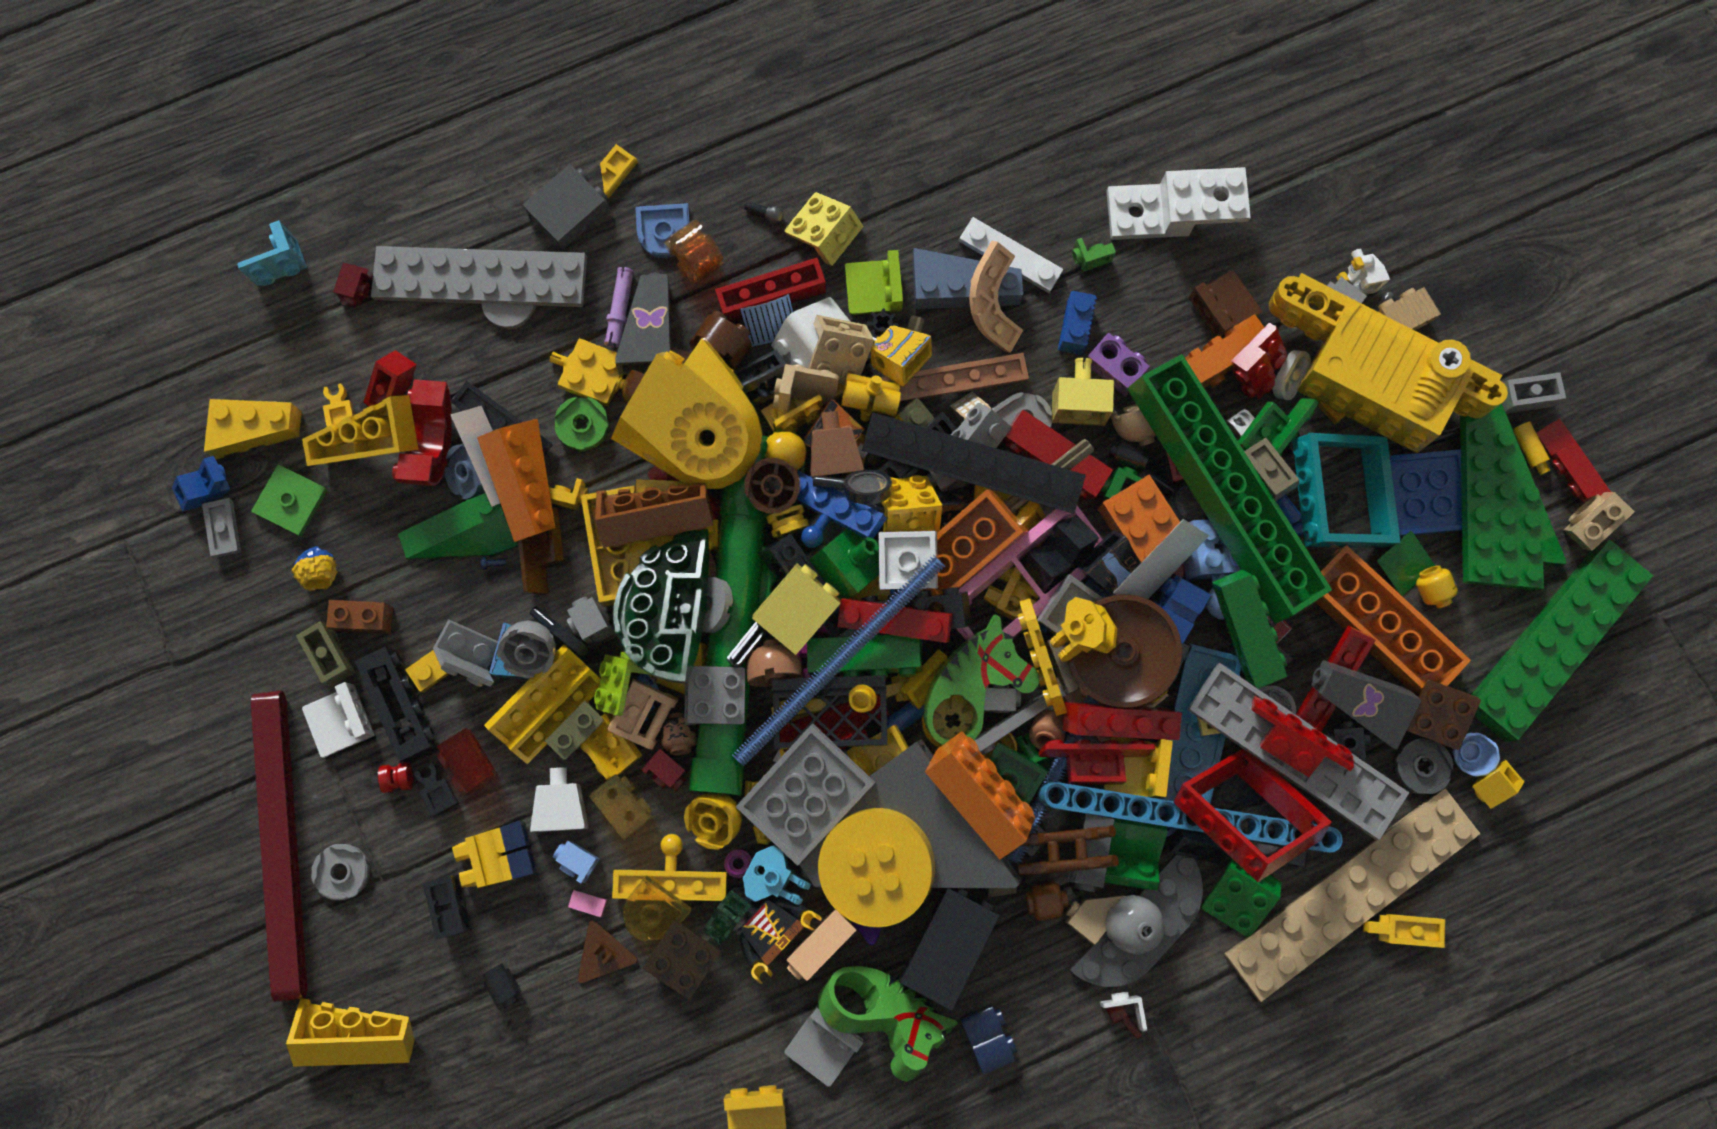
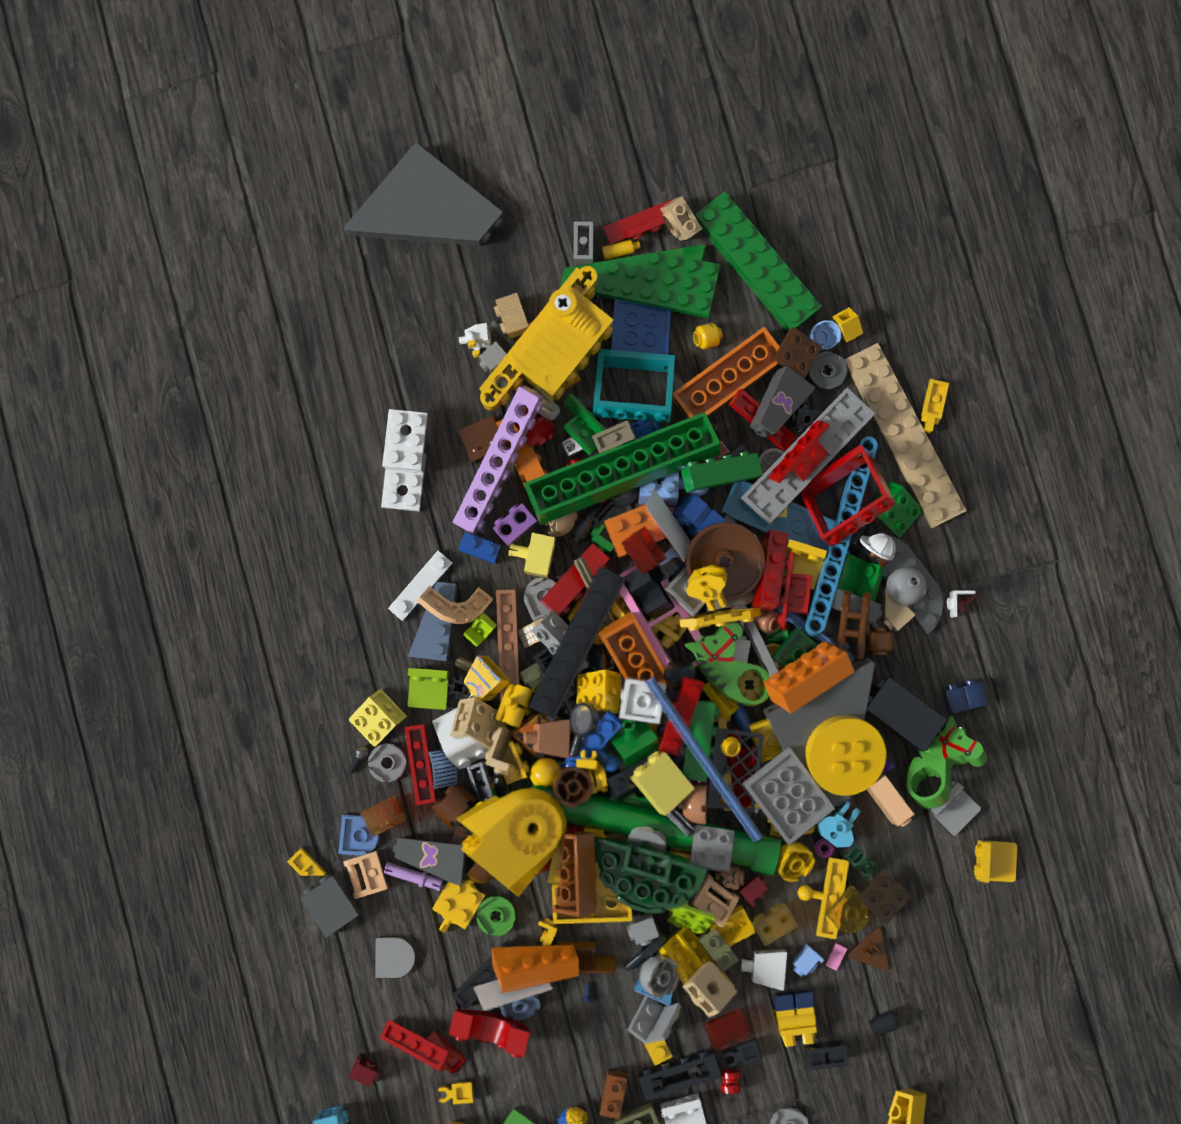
camera: 75 degrees left, 5 degrees up
(371, 433) = (485, 1070): yellow wedge -> none
(394, 341) = (416, 1045): none -> red plate
(460, 531) = (561, 1012): green wedge -> none
(479, 276) = (373, 977): light grey plate -> none
(521, 737) = (720, 988): none -> tan brick
(616, 252) = (371, 872): none -> light nougat plate
(762, 236) = (387, 774): none -> light grey tile
(771, 930) = (873, 833): torso -> none
(807, 501) = (588, 763): none -> yellow tile
(965, 341) = (480, 629): none -> lime bracket
(1095, 257) = (431, 523): bright green bracket -> none
(1119, 529) = (643, 550): none -> clear red brick
(1186, 876) = (880, 546): none -> white piece
(1221, 314) = (465, 517): none -> lavender brick
(1405, 562) = (687, 353): green sticker -> none
(1532, 176) = (425, 204): none -> dark grey slope

